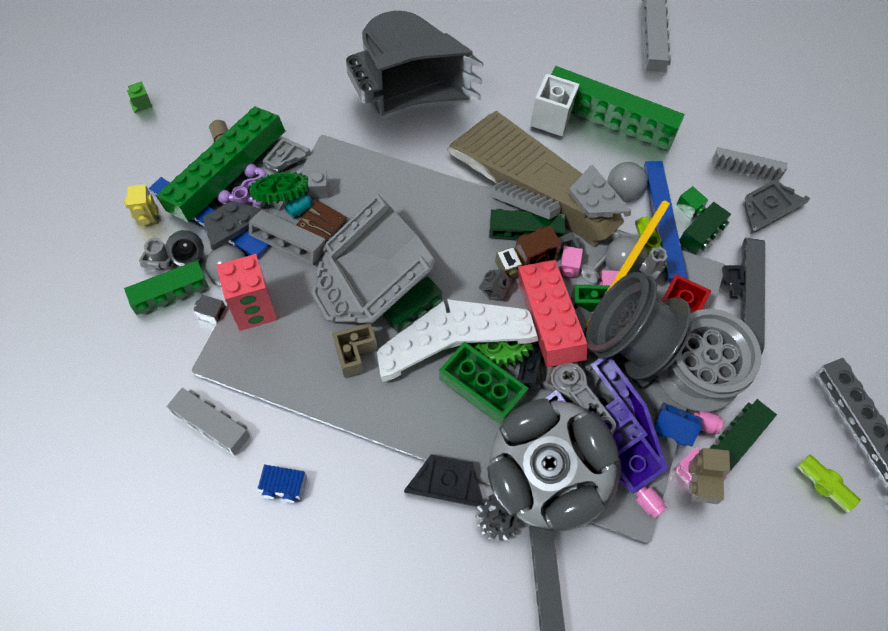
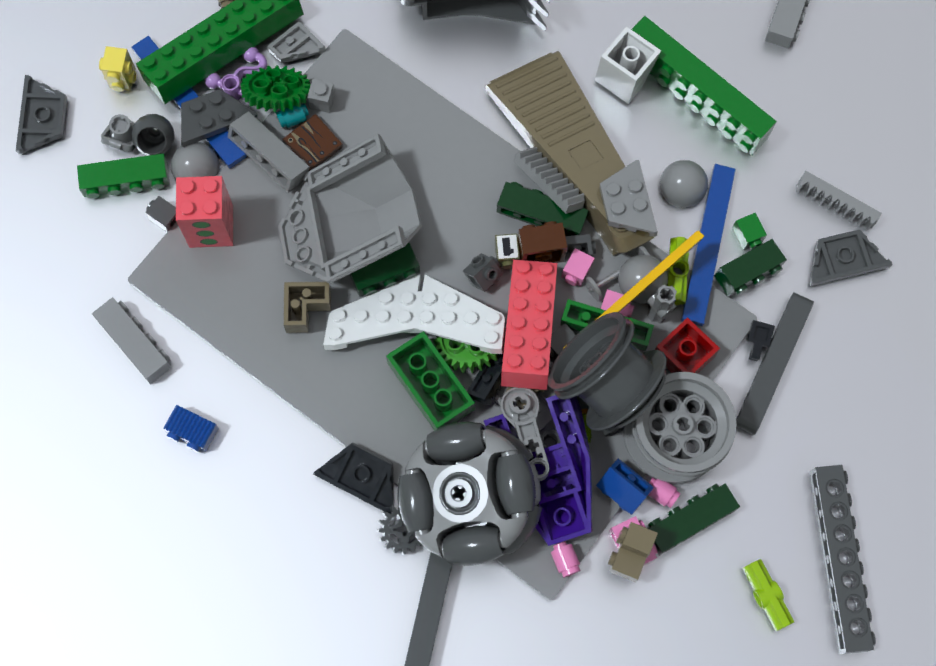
camera: 15 degrees right, 10 degrees up
(82, 259) = (40, 115): none -> dark grey wing

